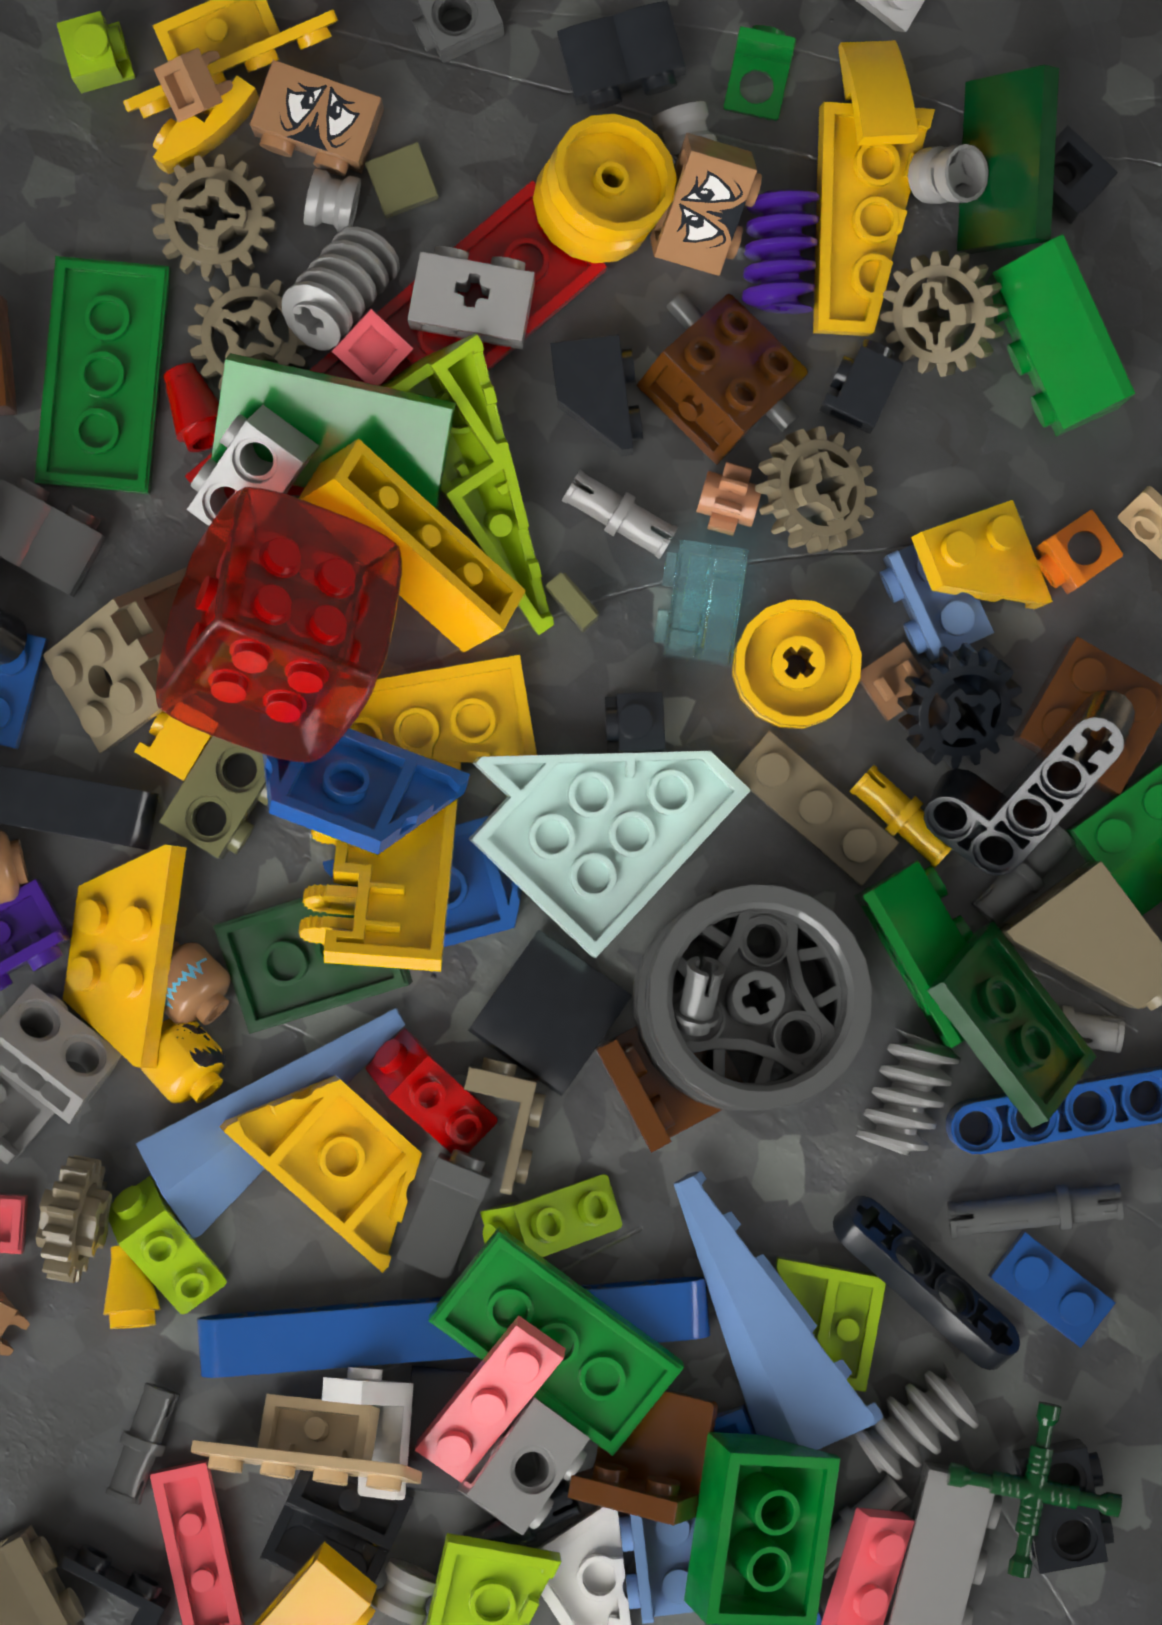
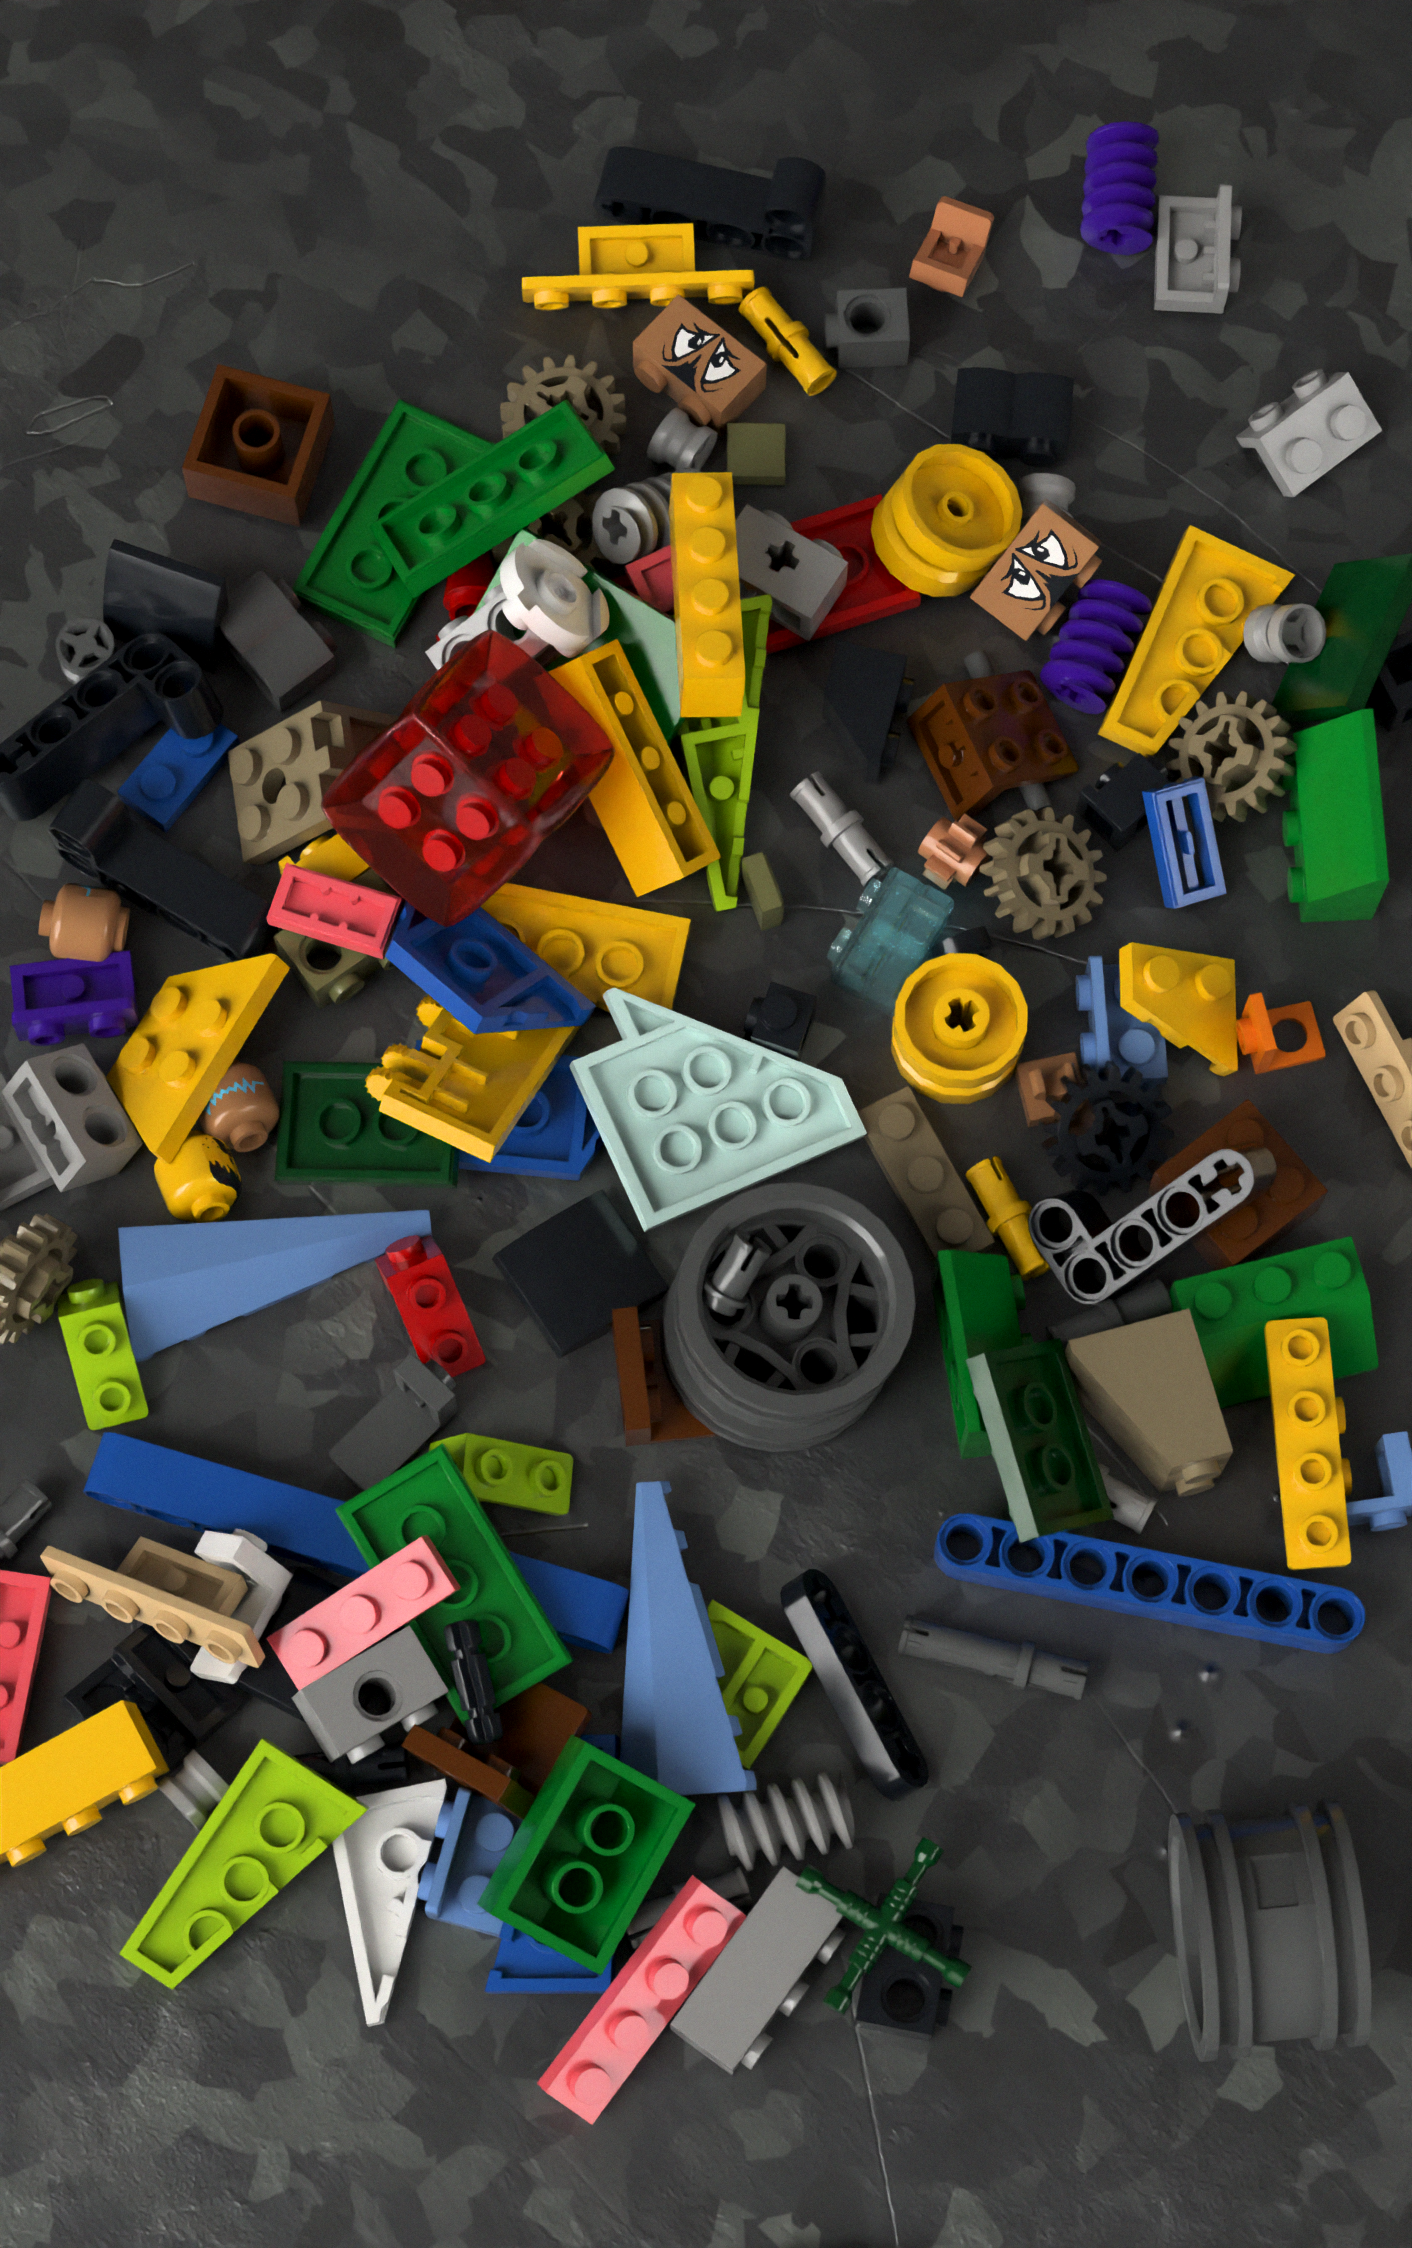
camera: 20 degrees right, 15 degrees down
(95, 52) = (514, 233): lime brick -> none
(129, 1294) = (47, 1385): yellow cone -> none
(182, 141) = (572, 334): yellow slope -> none
(185, 335) = (491, 498): none -> green tile
(190, 84) = (591, 279): medium nougat tile -> none
(205, 783) = (334, 911): none -> coral plate
(297, 444) = (551, 598): none -> white plate
(335, 1160) = (308, 1331): yellow wing -> none
(387, 59) = (766, 315): none -> yellow pin
(423, 367) = (706, 595): none -> yellow brick
(499, 1080) = (503, 1318): dark tan bracket -> none
(608, 1422) = (473, 1682): none -> black axle
(763, 51) = (1147, 462): green bracket -> none
(769, 586) = (968, 942): none -> black tile
(879, 92) = (1245, 536): yellow slope -> none
(895, 391) = (1163, 844): none -> blue tile
(909, 1094) = (907, 1486): light grey piece -> none
(1051, 1289) = (981, 1746): blue plate -> none

